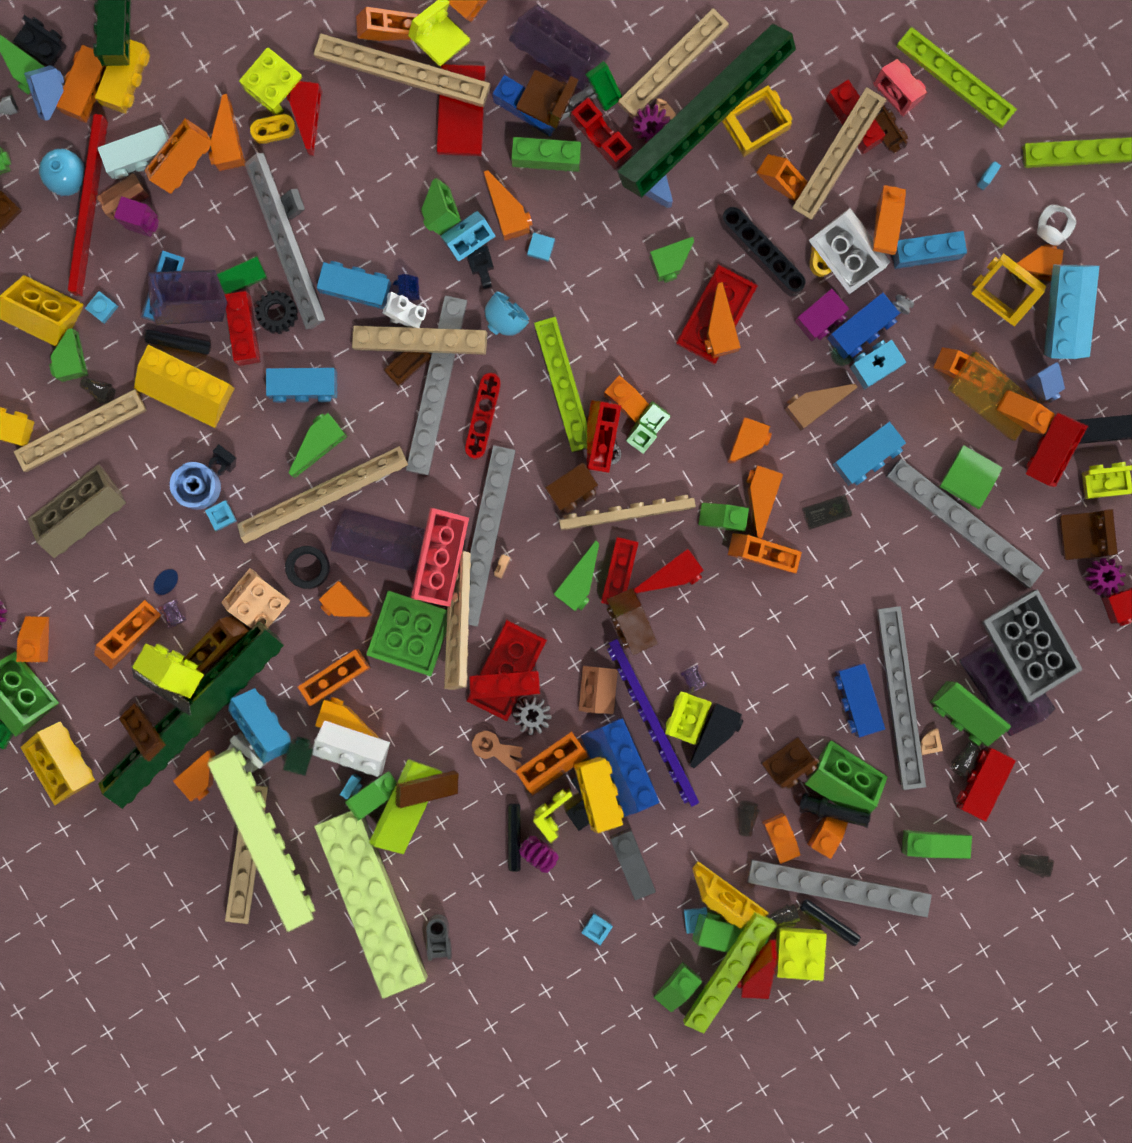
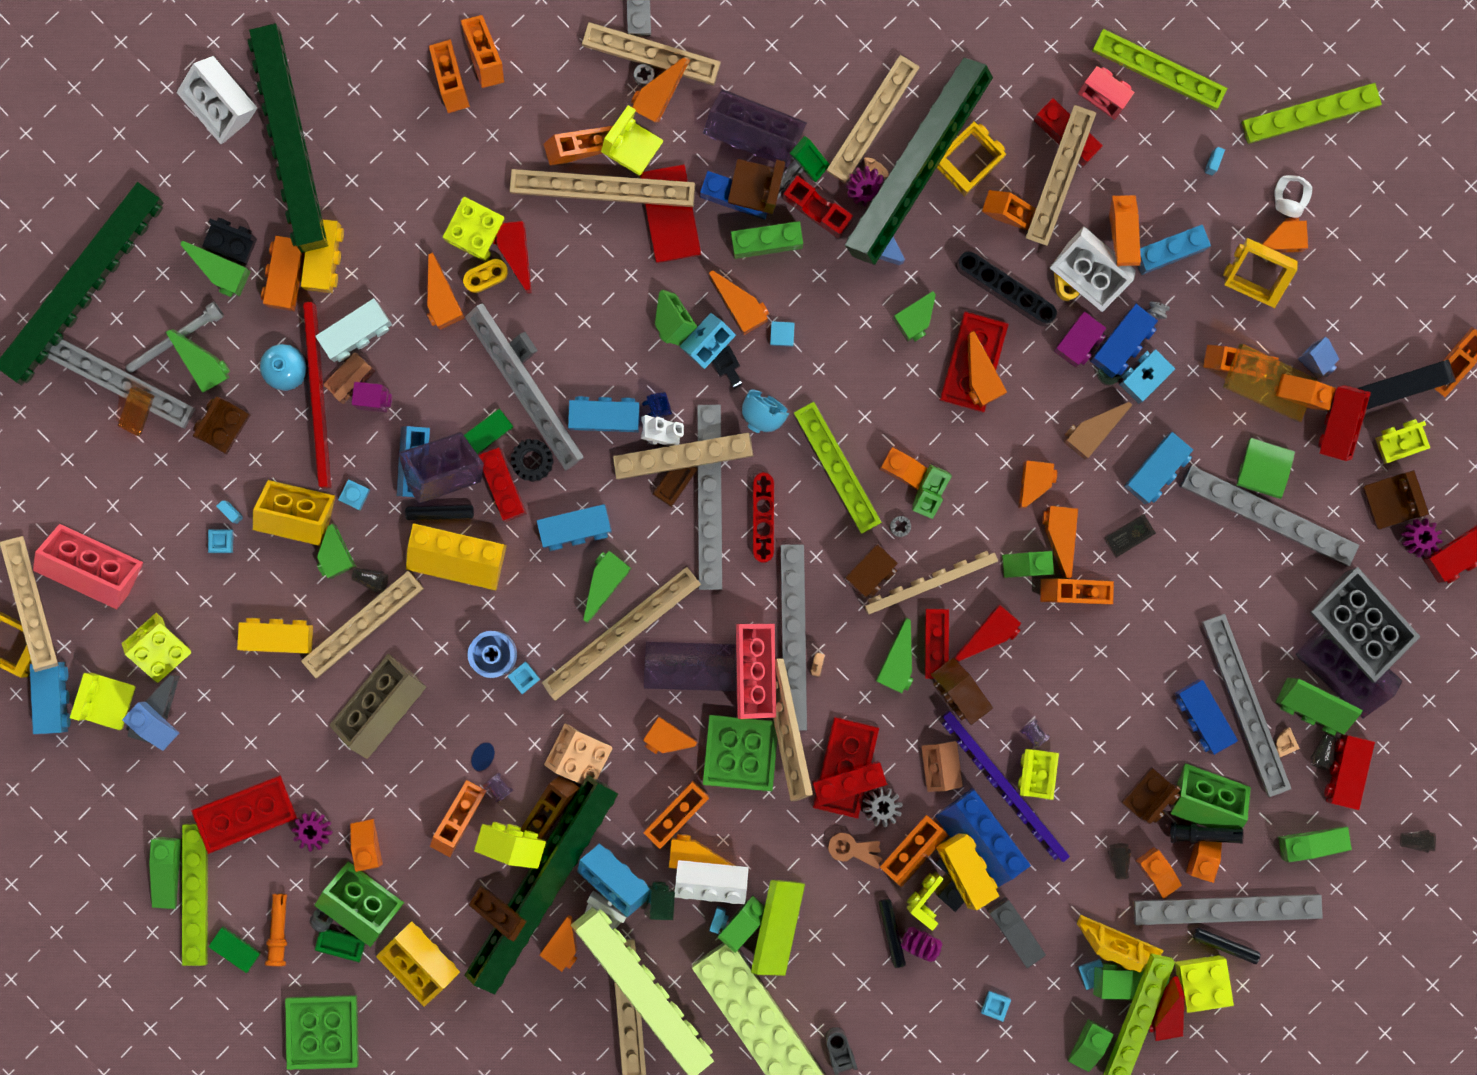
camera: 15 degrees left, 0 degrees up
(45, 89) = (249, 289): medium blue slope -> none
(170, 696) = (517, 871): flat silver sticker -> none
(178, 156) = (399, 326): orange brick -> none
(224, 459) = (513, 619): black tile -> none
(294, 555) = (606, 705): black tyre -> none
(426, 789) = (795, 905): reddish brown tile -> none
(601, 434) = (887, 509): red slope -> none
(718, 729) = (1070, 780): black slope -> none
(785, 916) = (1181, 950): clear smoke cone -> none
(895, 136) = (1111, 143): reddish brown hinge -> none
(1071, 311) = (1328, 280): medium azure slope -> none

